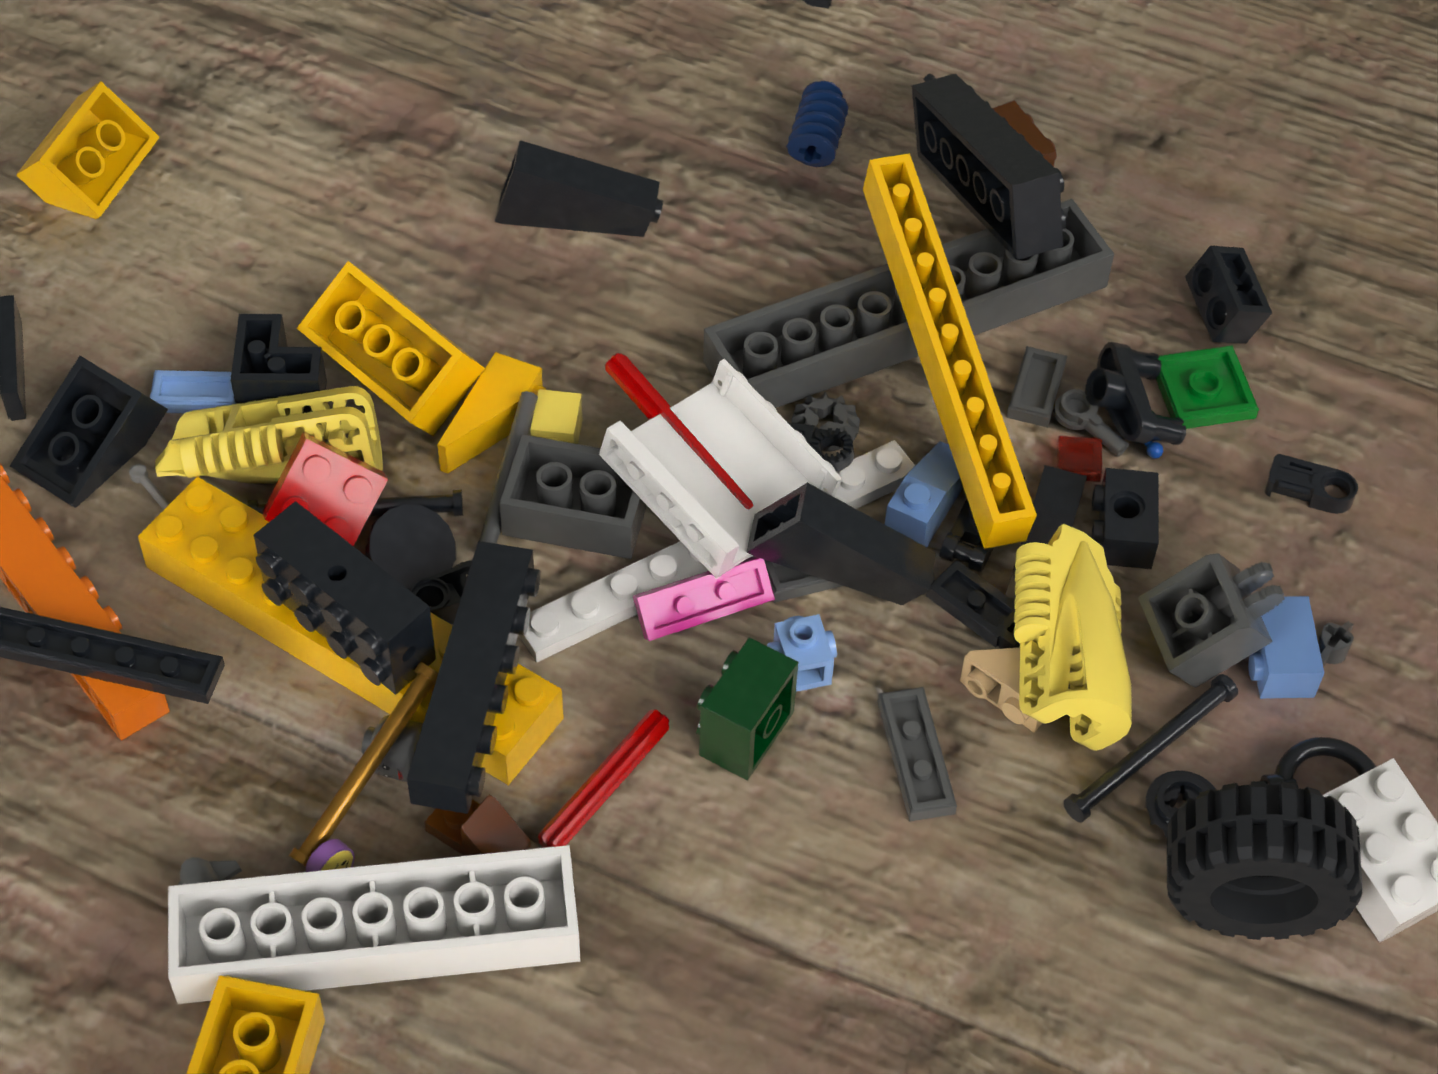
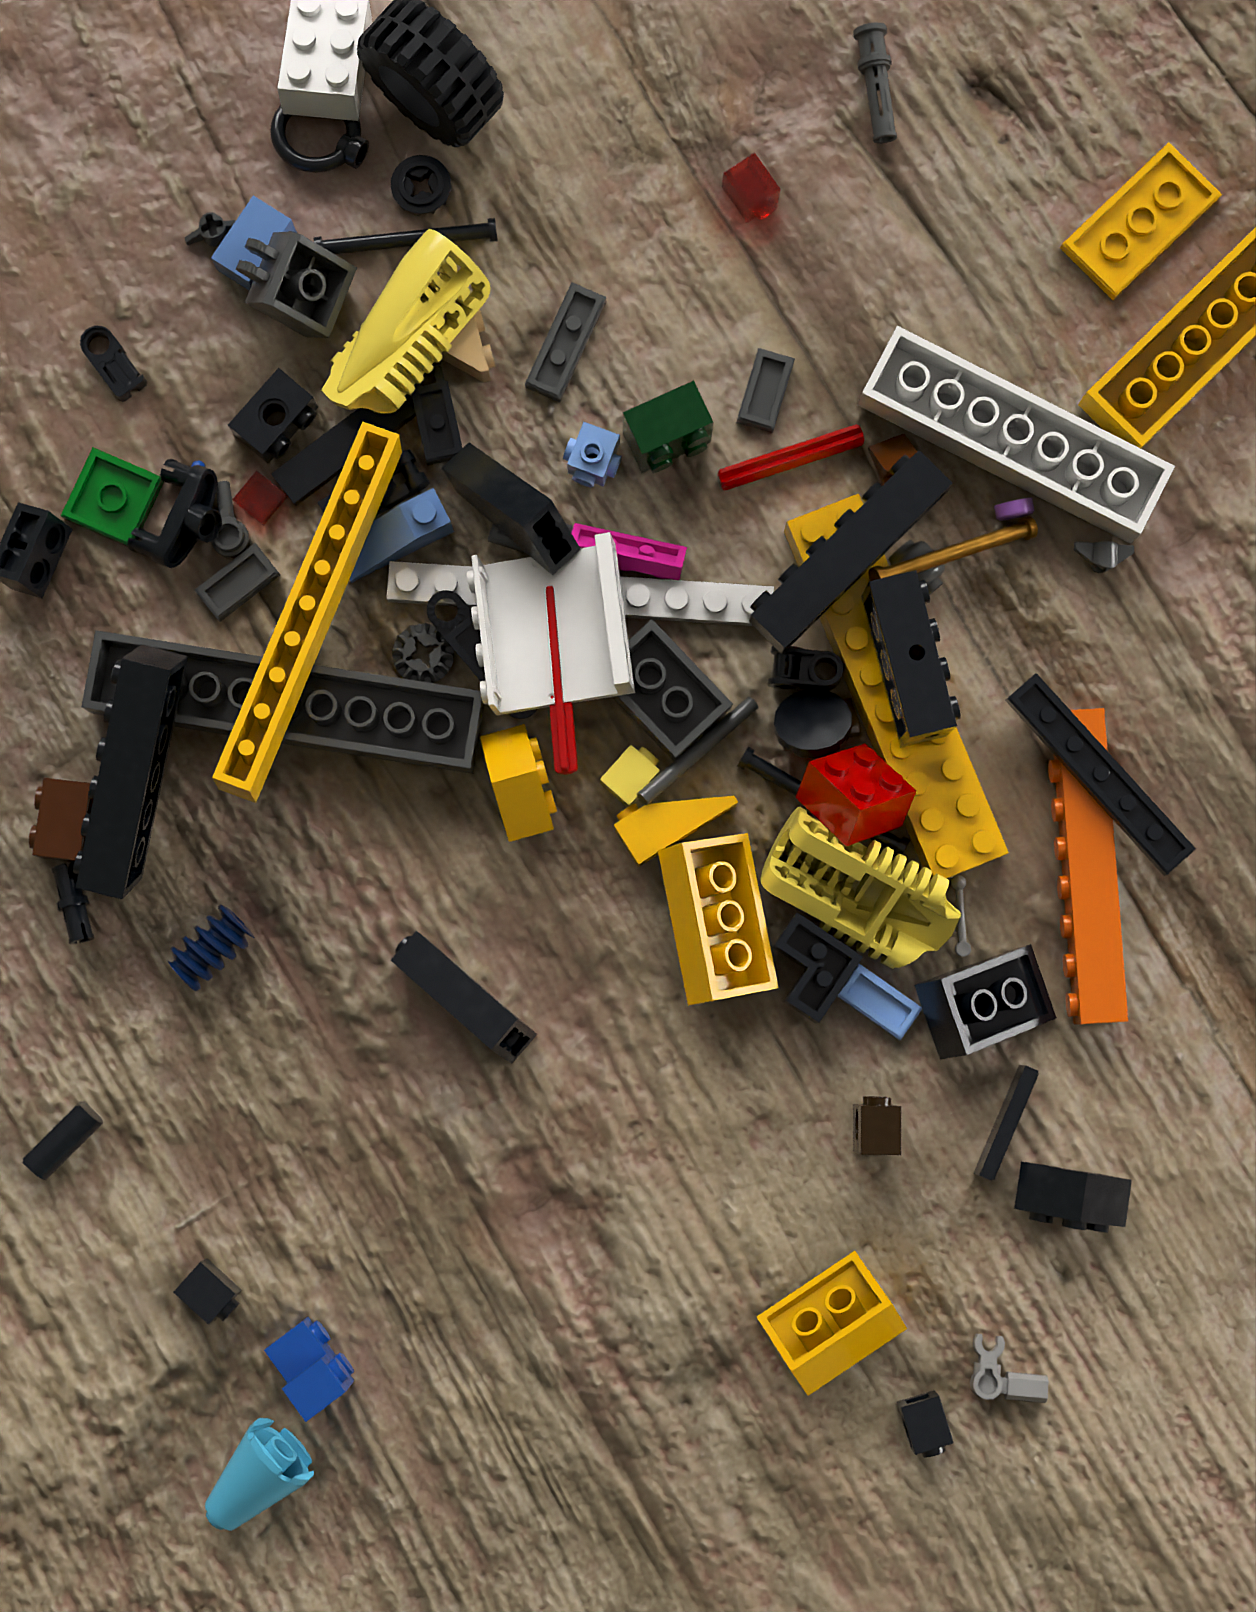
camera: 145 degrees left, 30 degrees up
(133, 279) = (877, 1127): none -> dark brown brick
(662, 352) = (519, 782): none -> yellow brick
(678, 830) = (765, 390): none -> dark grey tile
(845, 1010) = (751, 188): none -> clear red brick

